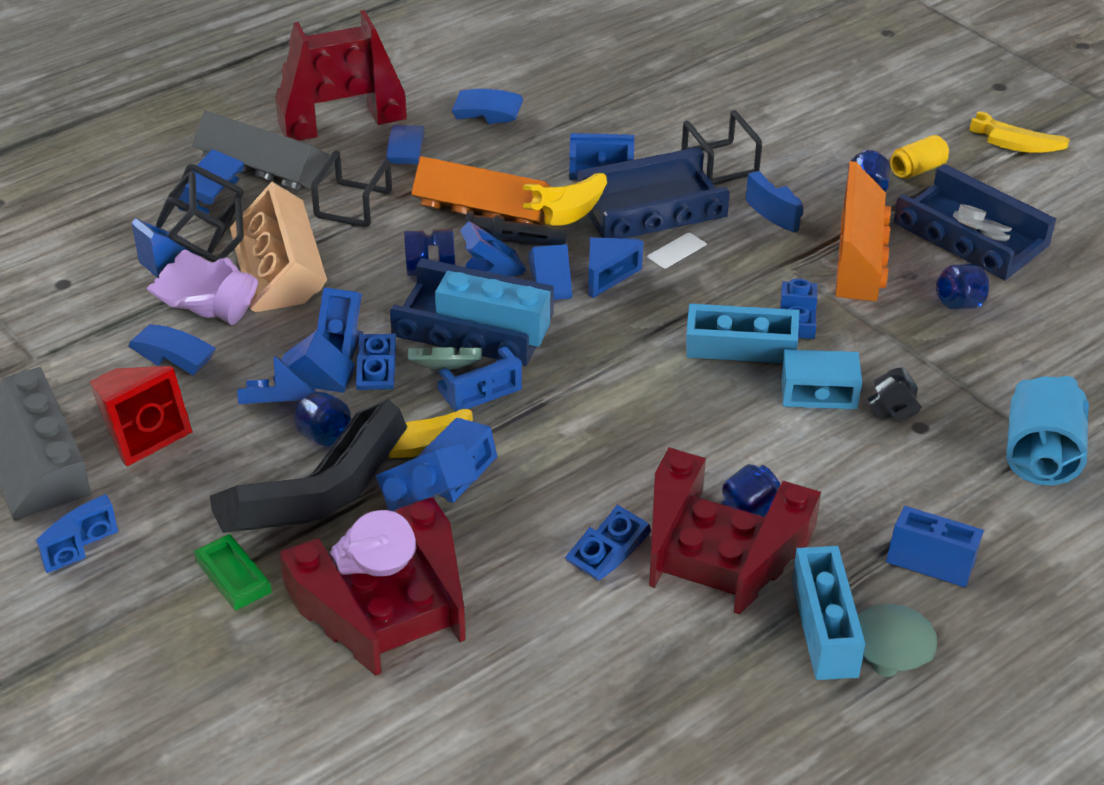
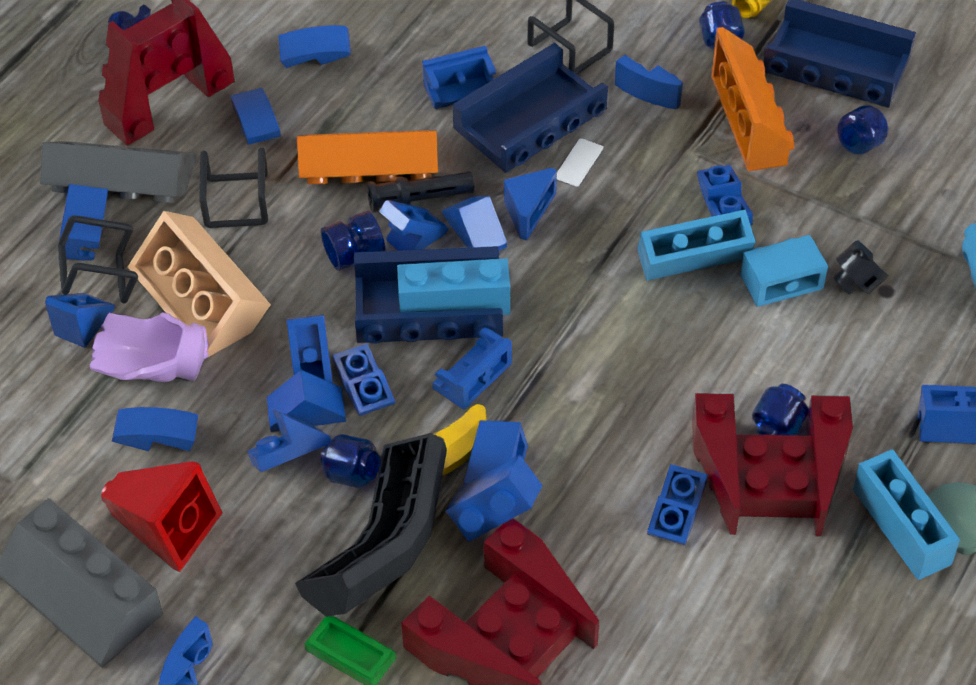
camera: 20 degrees left, 10 degrees up
(235, 204) = (107, 266): black piece -> none
(375, 545) = (494, 591): lavender hair -> none
(444, 357) = (430, 357): sand green dish -> none
(568, 202) = (459, 144): yellow piece -> none
(974, 219) = (841, 52): light grey plate -> none

